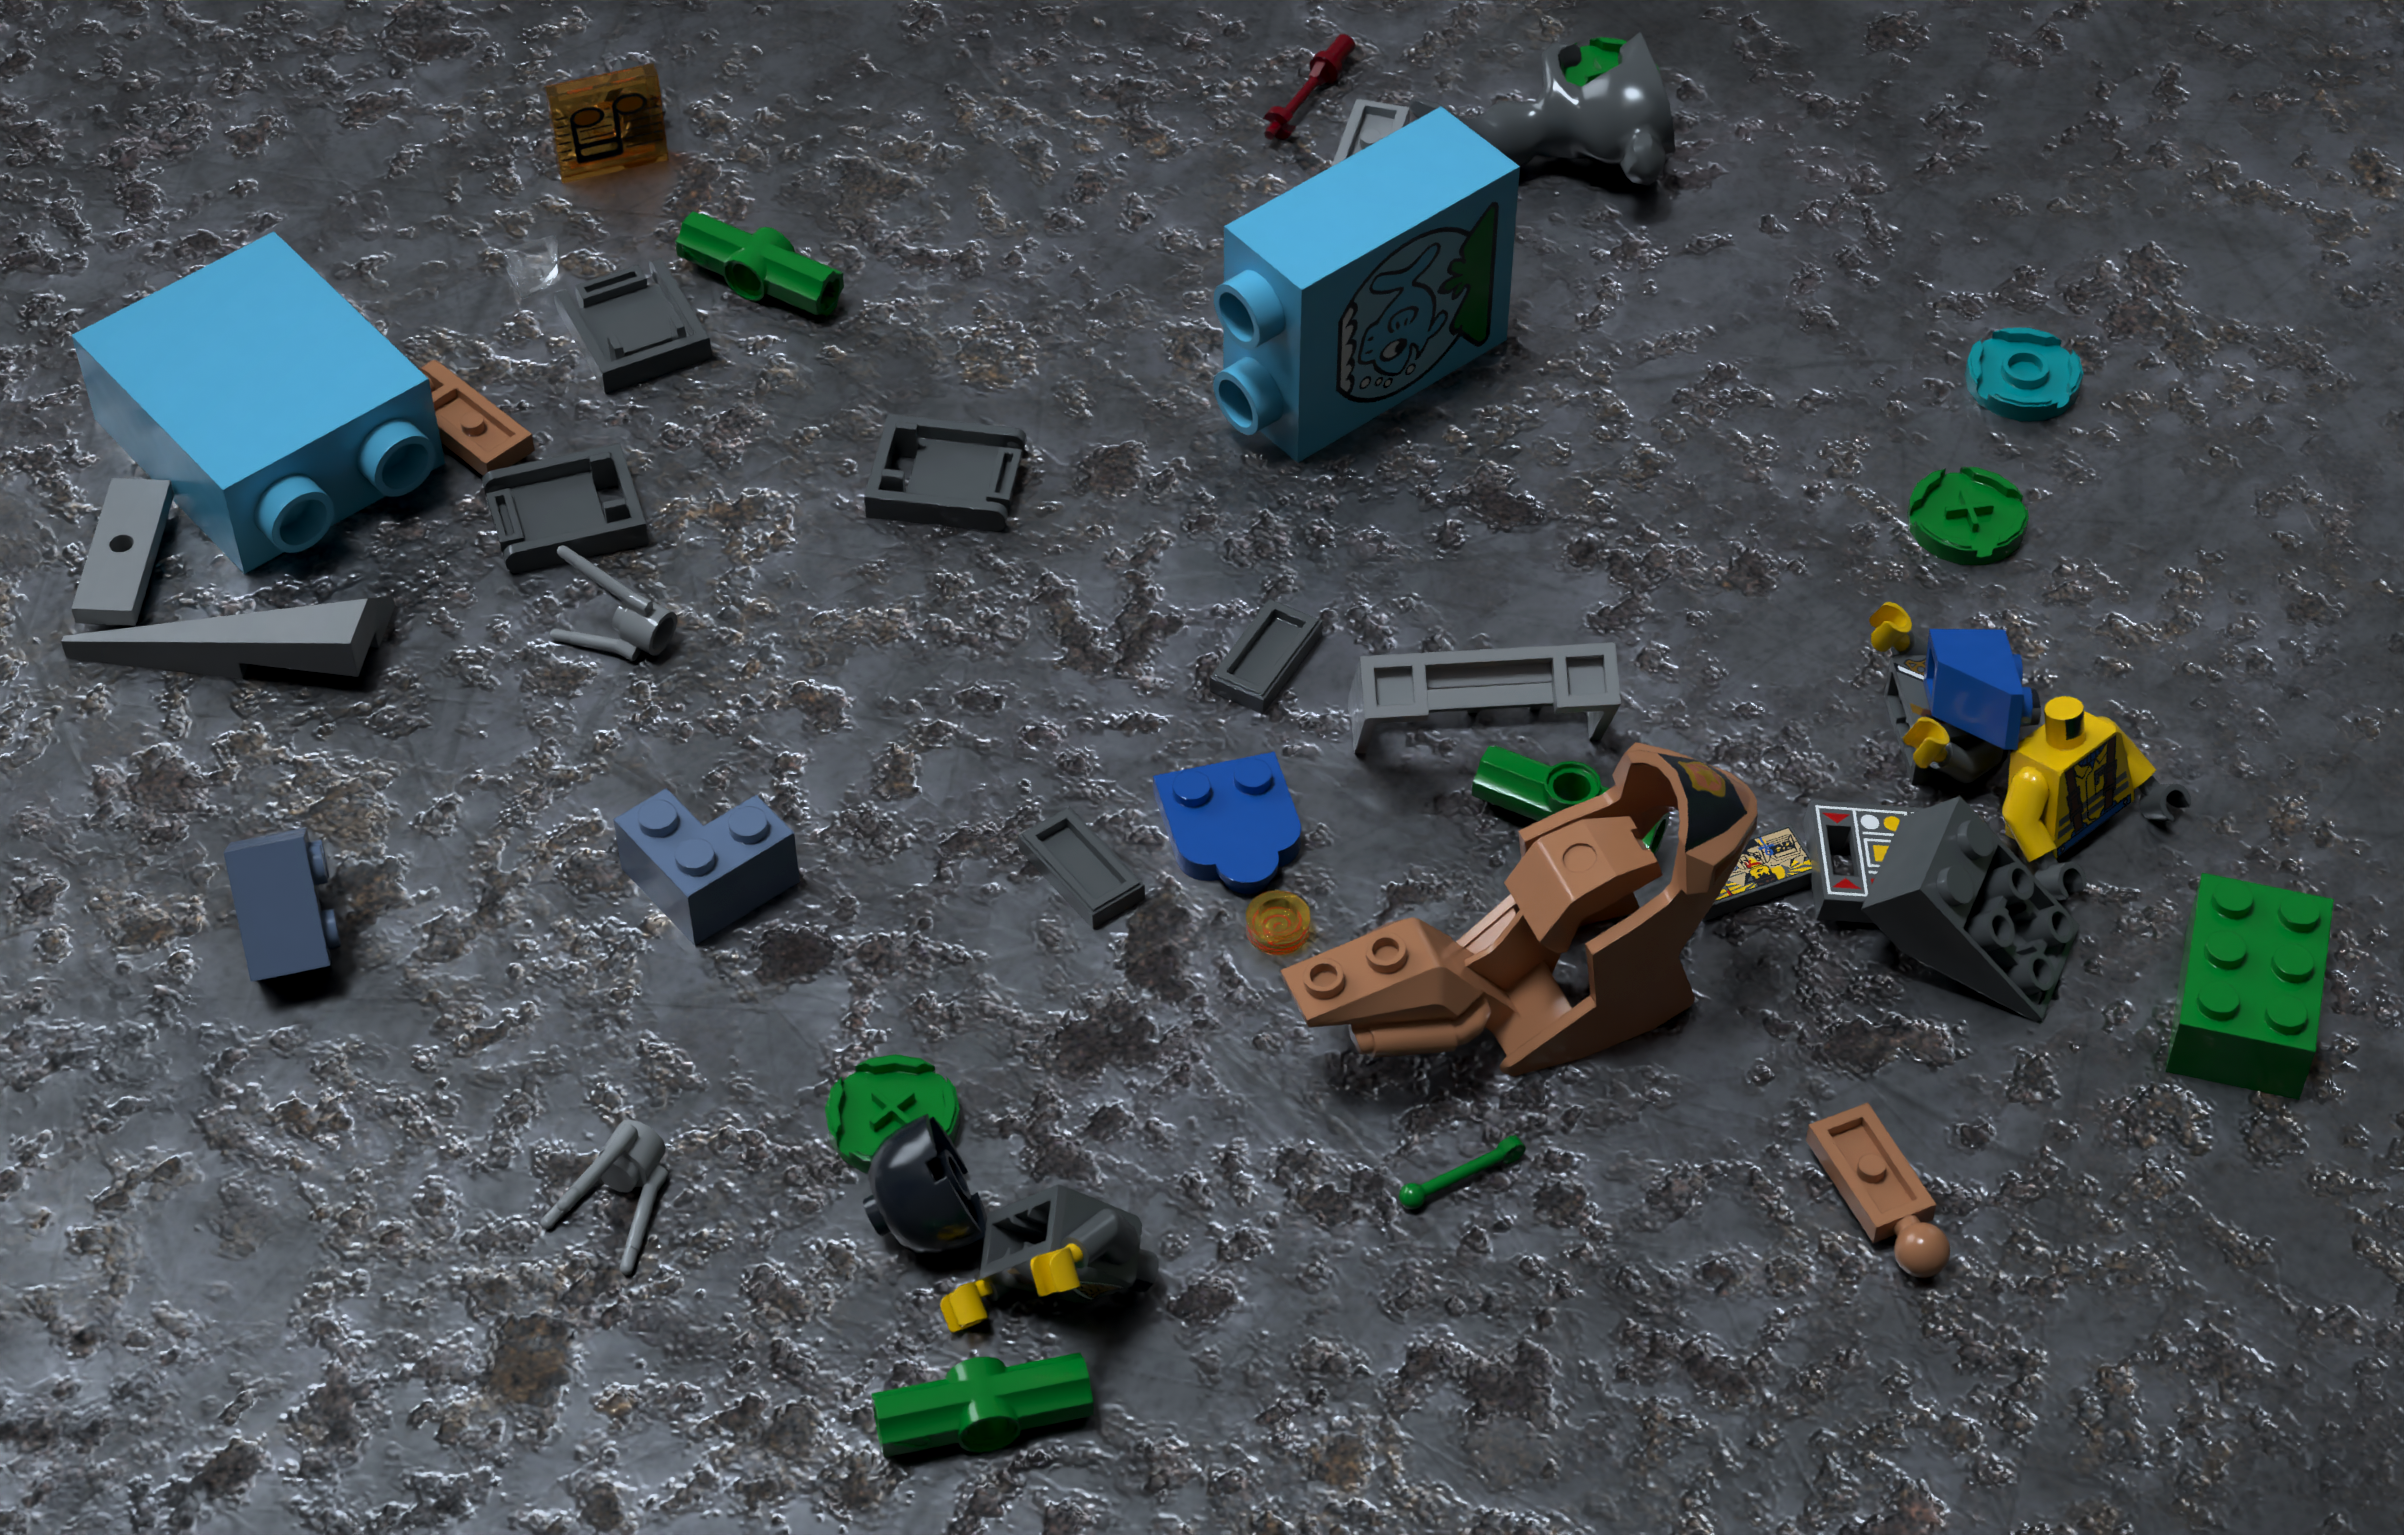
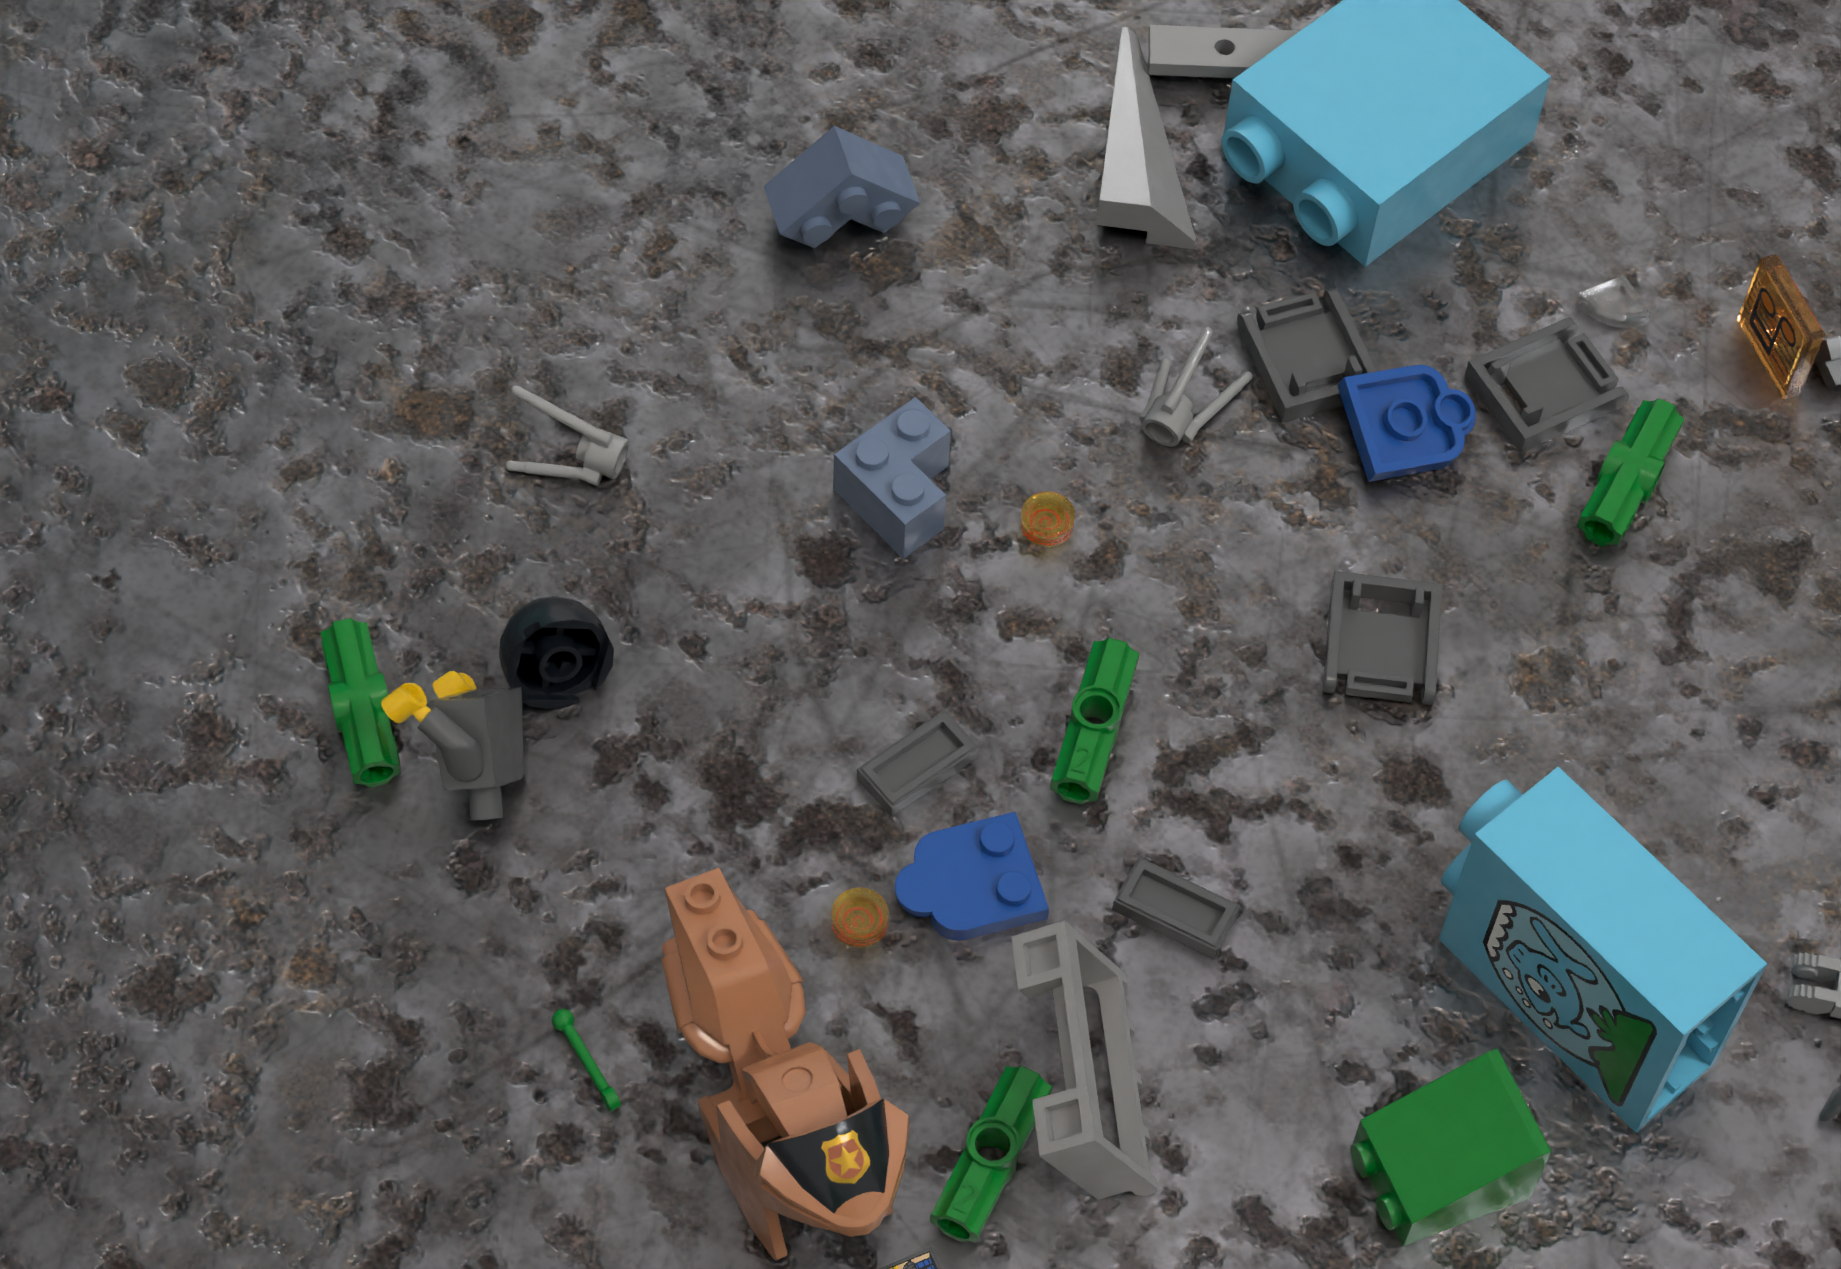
camera: 85 degrees right, 10 degrees up
(473, 424) = (1403, 265): nougat plate -> none
(675, 428) = (1406, 420): none -> blue plate
(762, 743) = (1047, 519): none -> clear yellow tile
(883, 1098) = (654, 634): green tile -> none
(1044, 699) = (1089, 745): none -> green piece
(1554, 438) = (1451, 1150): none -> green slope

